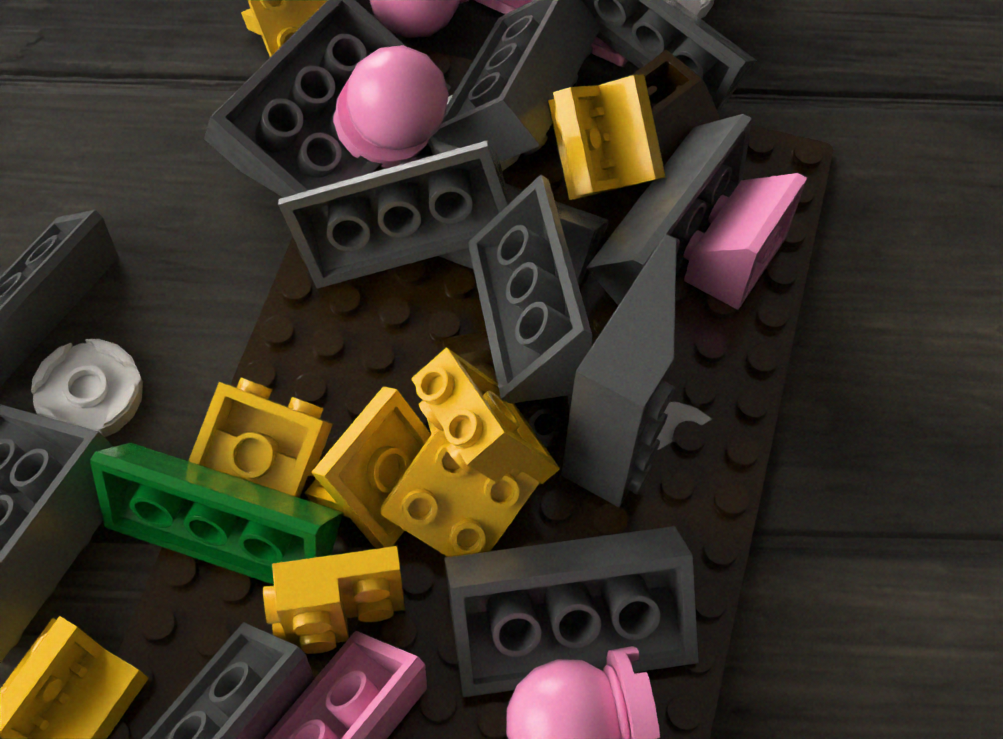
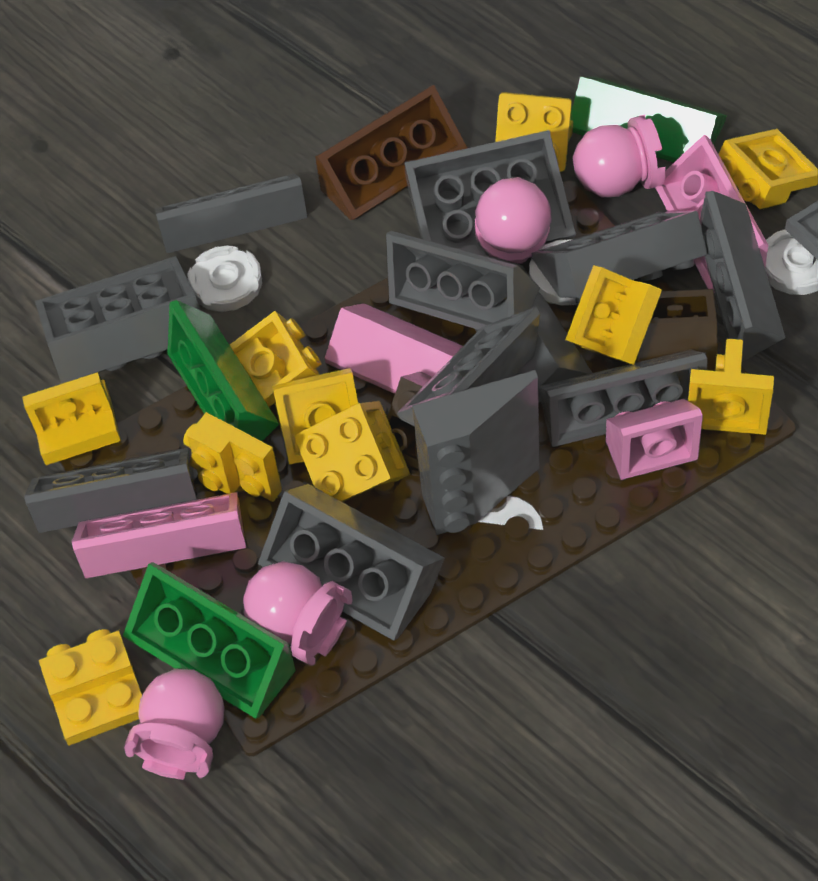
camera: 50 degrees right, 5 degrees down
(158, 129) = (372, 160): none -> reddish brown slope
(380, 337) = (385, 347): none -> bright pink slope
(479, 425) = (368, 415): yellow plate -> none
(783, 138) = (731, 398): none -> yellow bracket

